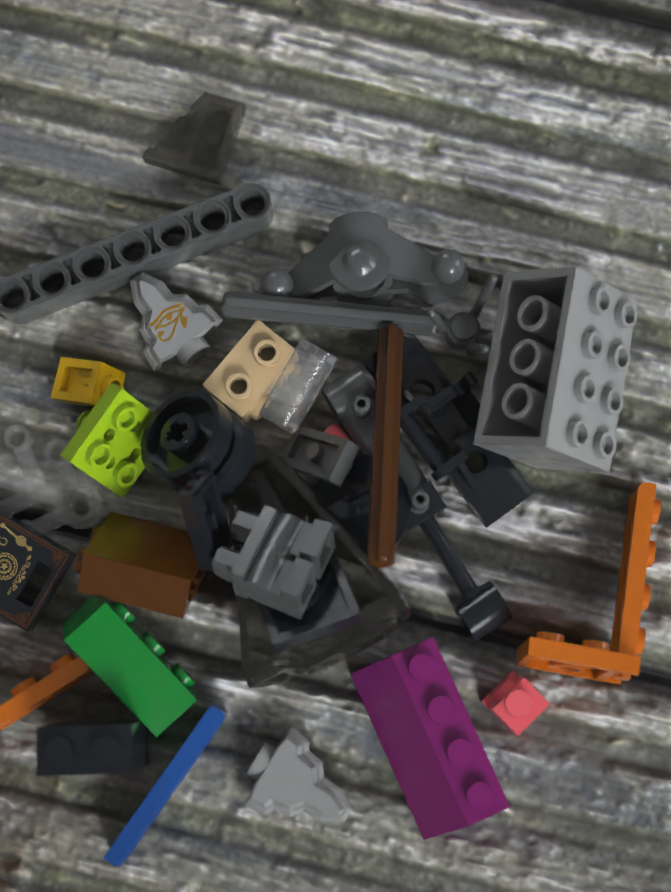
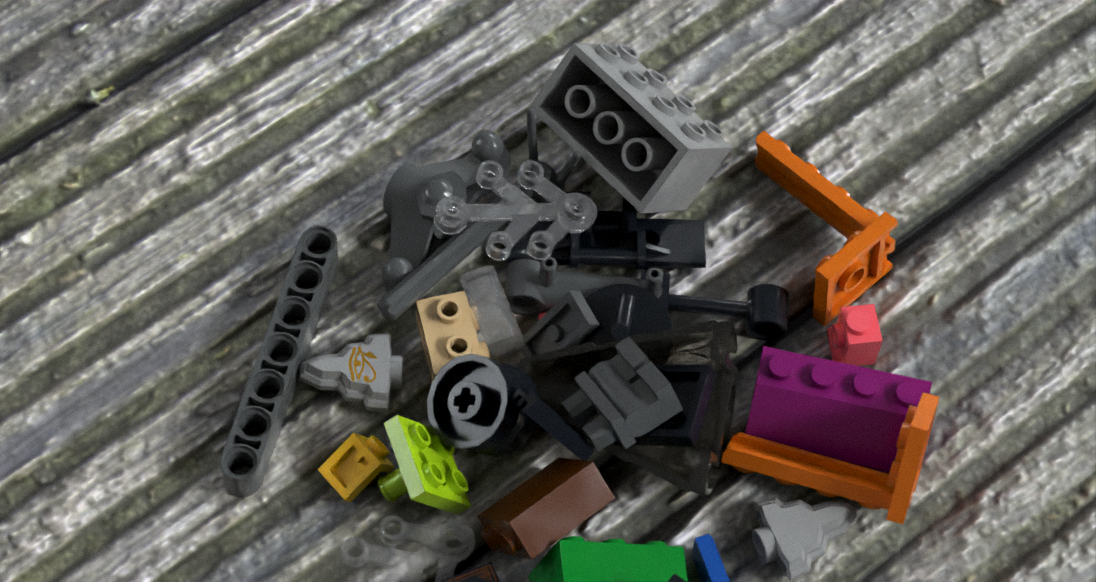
camera: 60 degrees left, 20 degrees down
(200, 140) = (229, 252): clear smoke wing -> none
(366, 784) = (839, 478): none -> orange bracket
(385, 448) = (613, 279): reddish brown axle -> none
(391, 346) = (520, 210): none -> clear plant

